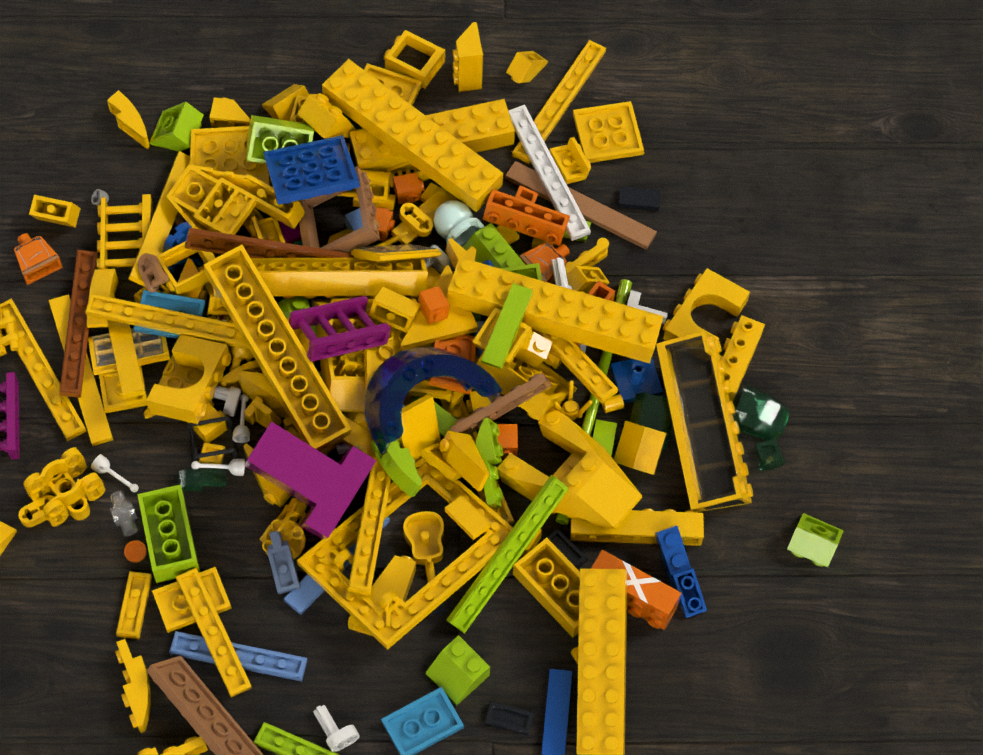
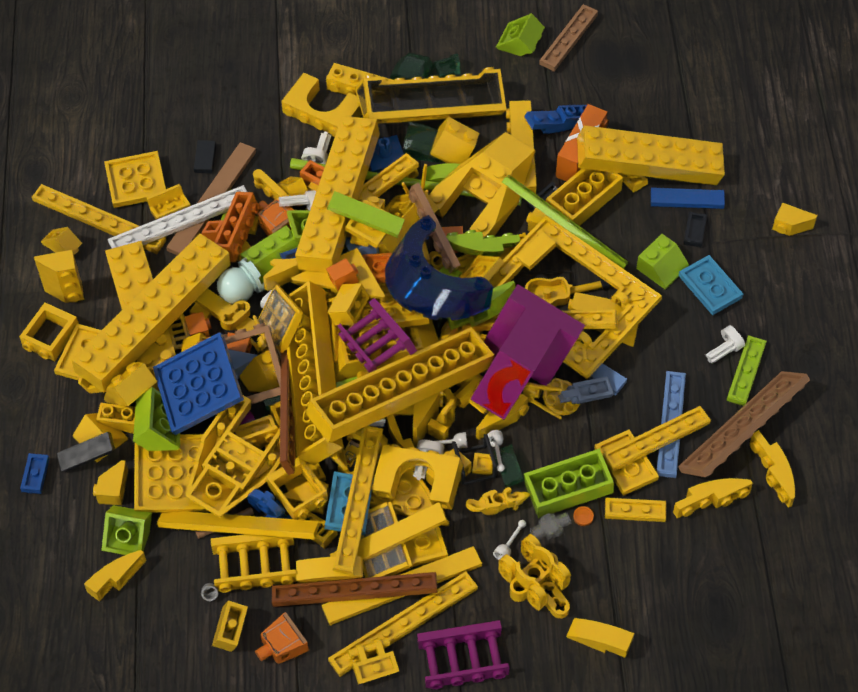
camera: 90 degrees left, 5 degrees down
(148, 266) = (303, 517): medium nougat plate -> none
(156, 457) = (494, 502): none -> yellow animal
(252, 52) = (34, 473): none -> blue plate
(264, 90) = (86, 452): none -> black tile
(465, 458) = (484, 252): yellow slope -> none
(816, 598) = (568, 37): none -> medium nougat plate

